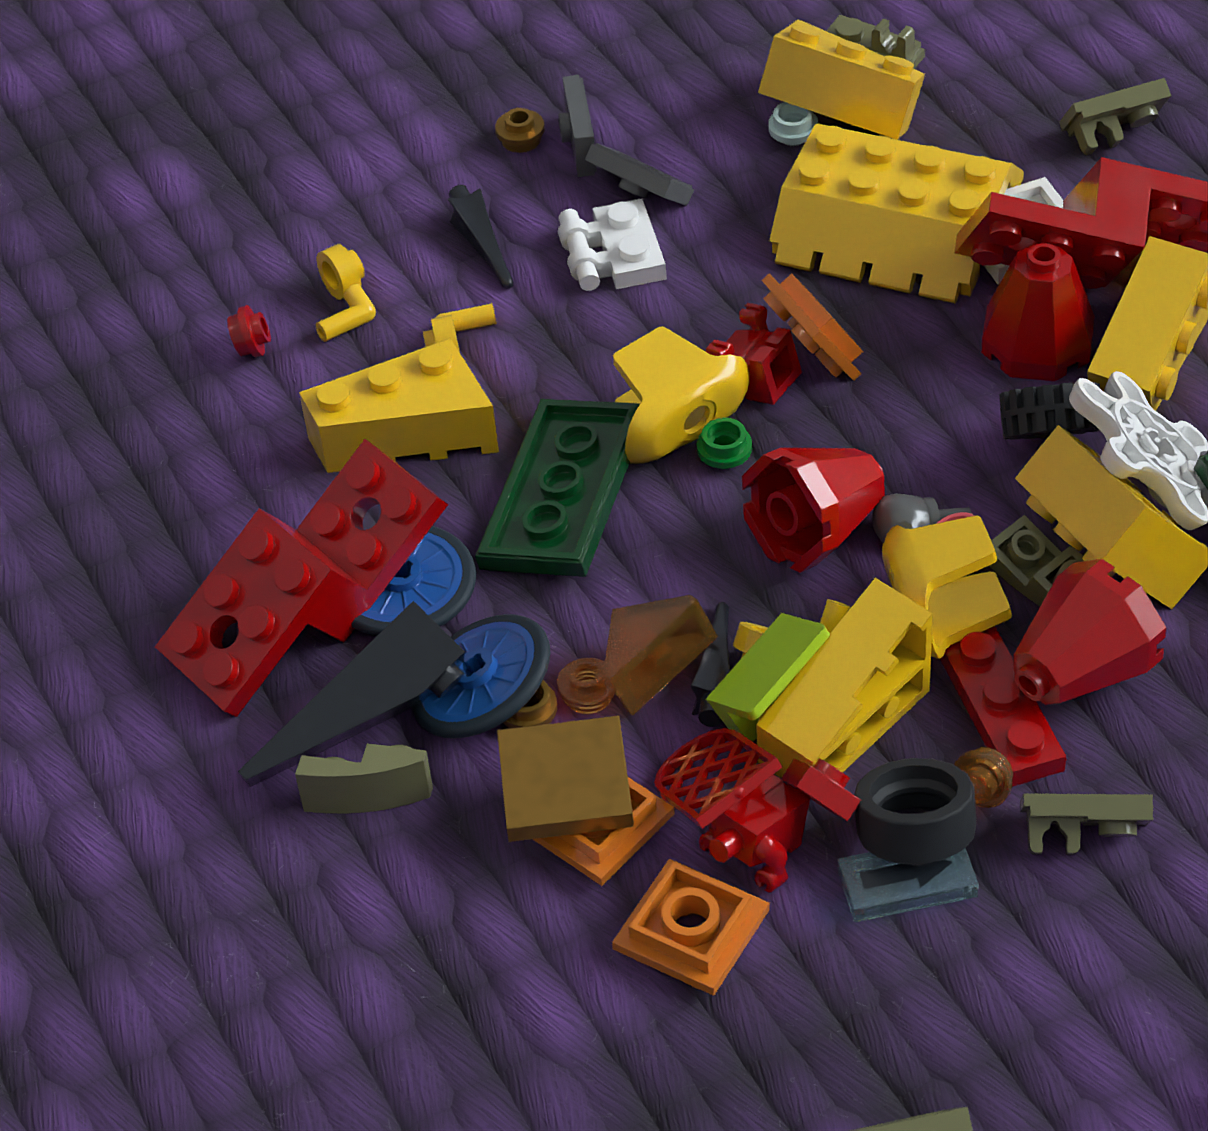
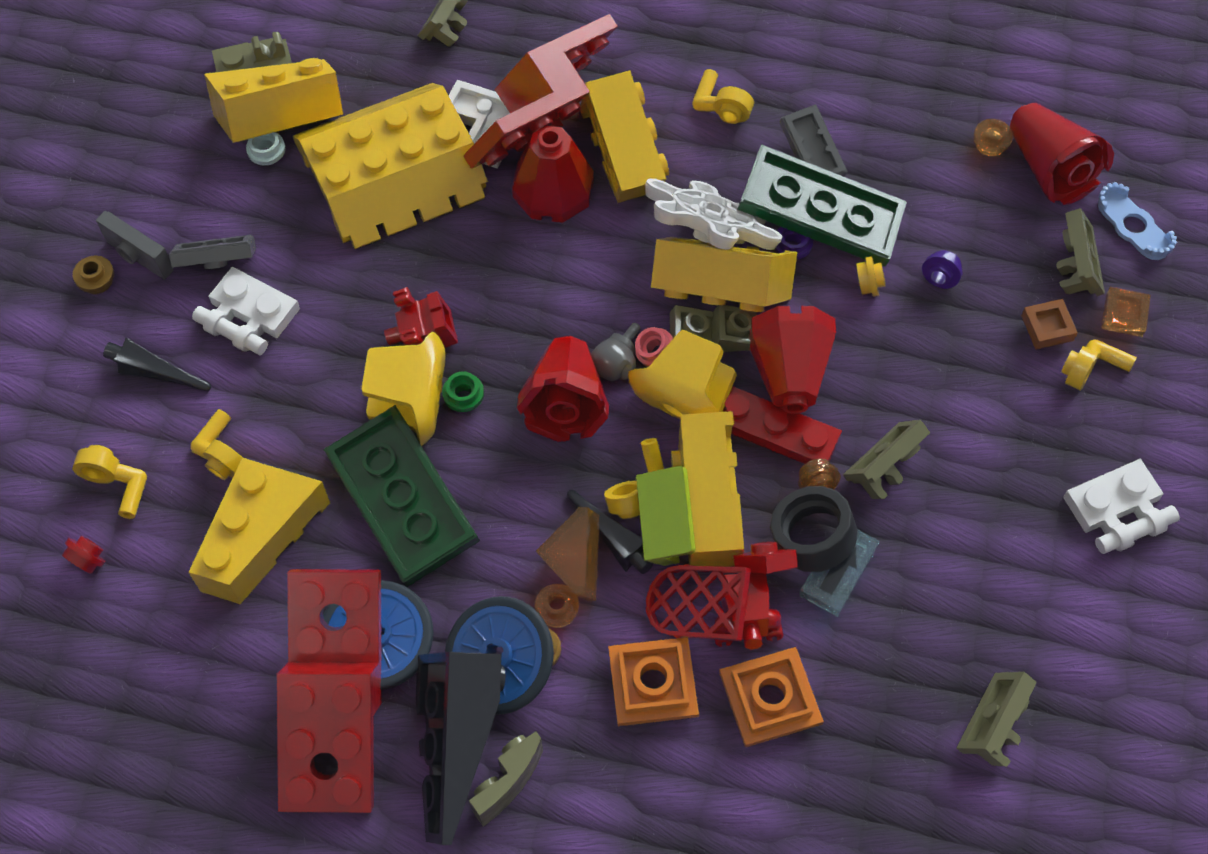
camera: 50 degrees left, 15 degrees up
(564, 778) = (627, 677): pearl gold tile -> none
(813, 325) = (428, 272): orange piece -> none
(1039, 410) = (628, 231): black tyre -> none

